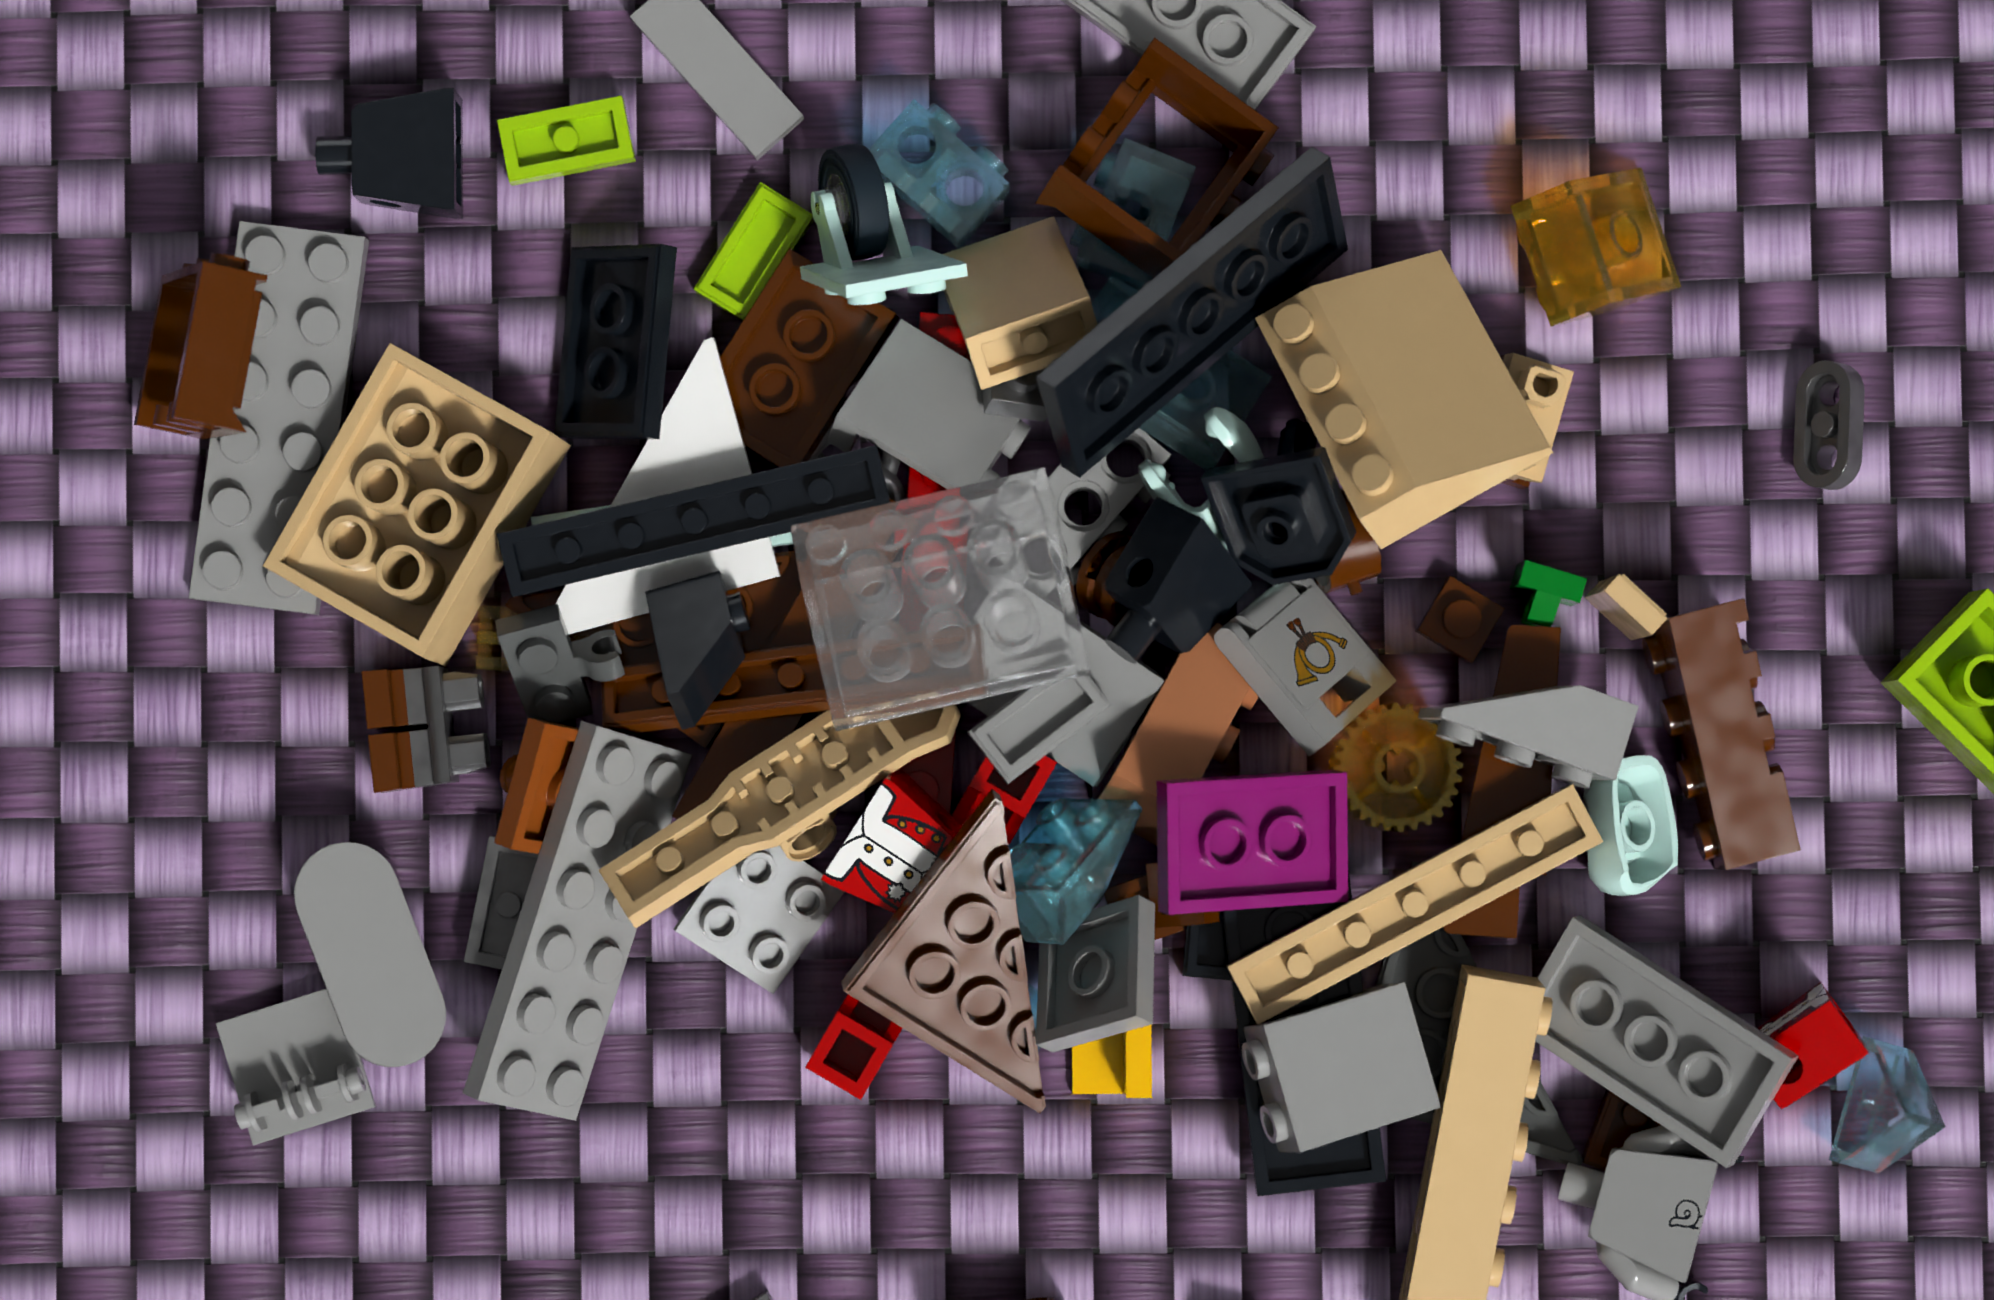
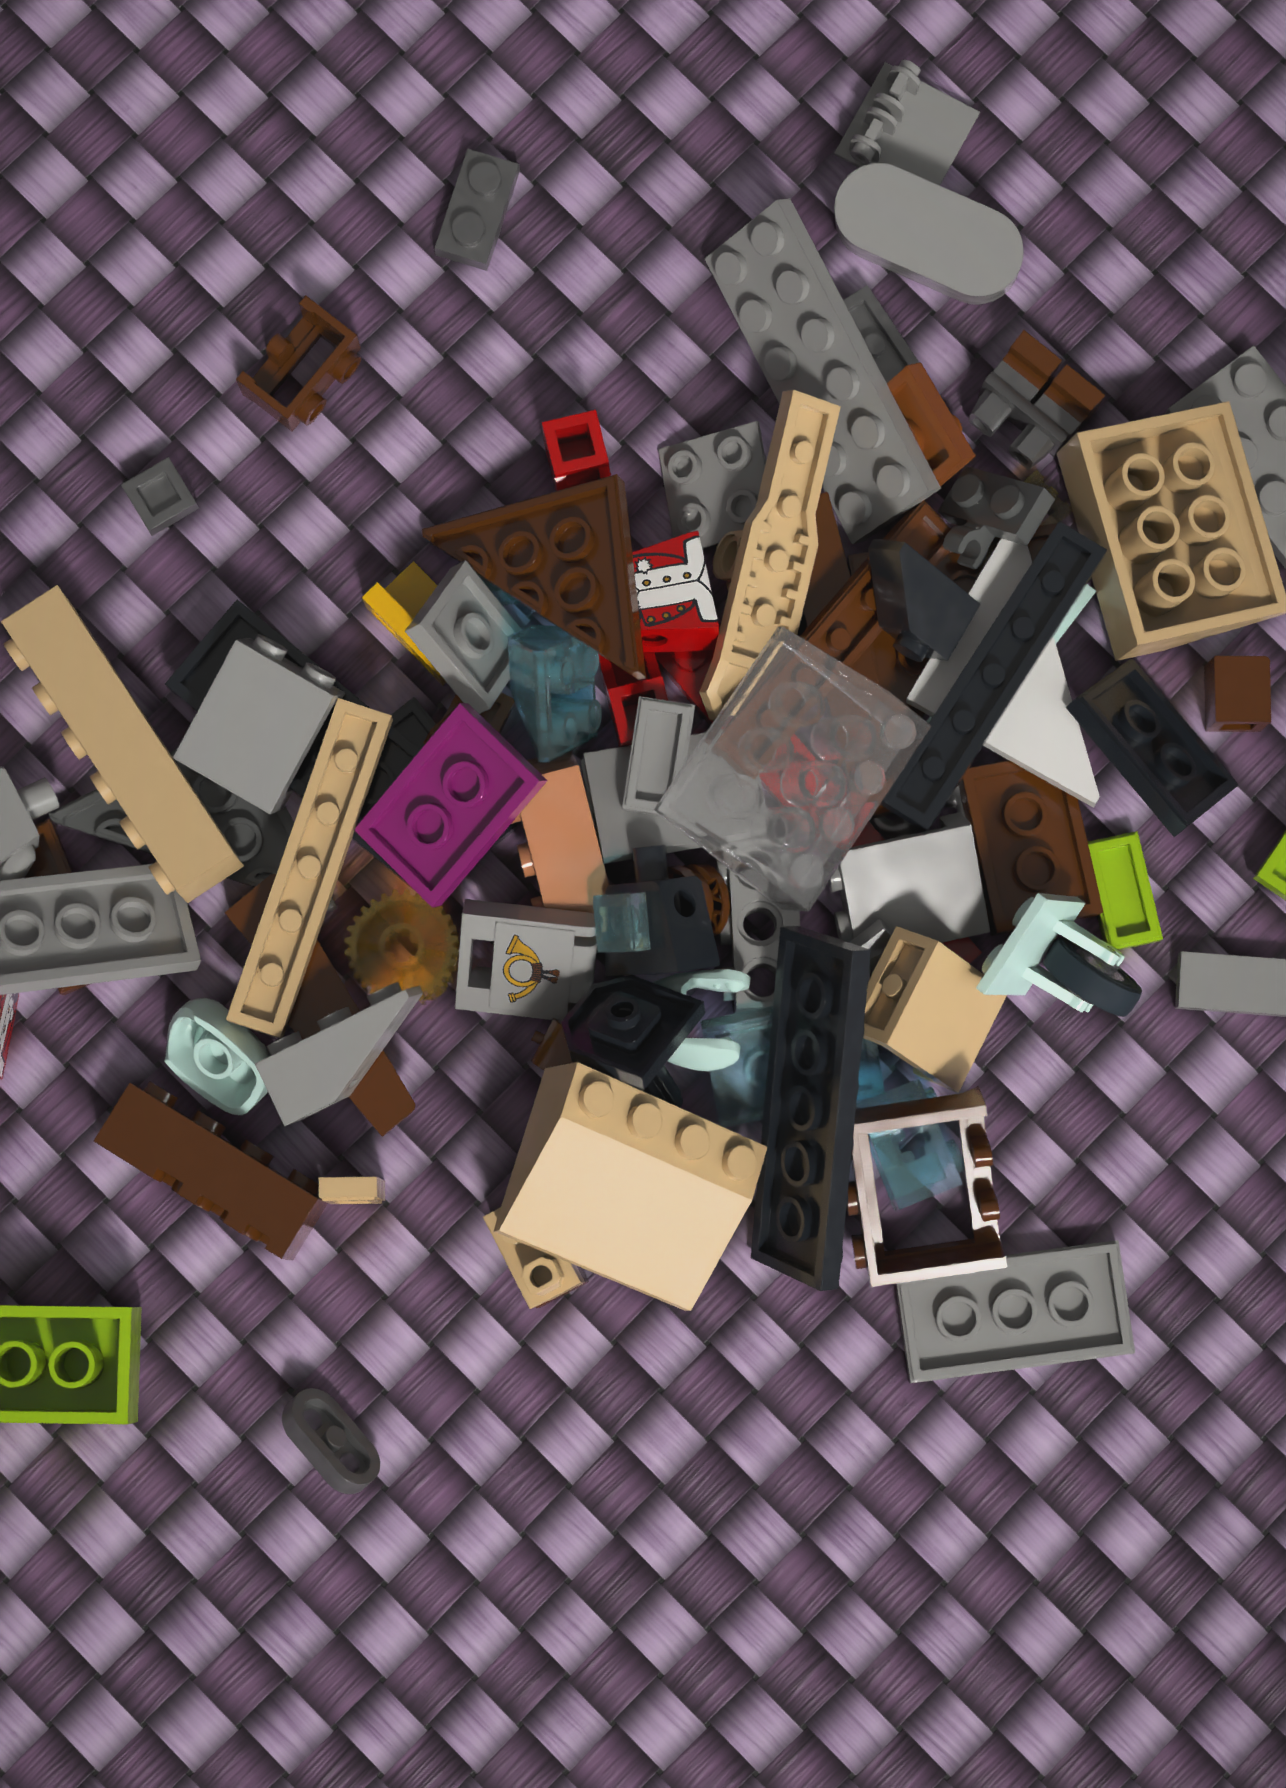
camera: 130 degrees right, 5 degrees down
(498, 320) = (1237, 694): none -> reddish brown panel
(925, 184) = (1056, 1038): clear light blue brick -> none
(1204, 608) = (621, 922): none -> clear light blue tile
(1460, 619) = (451, 1088): reddish brown plate -> none
(1545, 591) = (414, 1157): green tile -> none
(1595, 245) = (593, 1413): clear yellow slope -> none

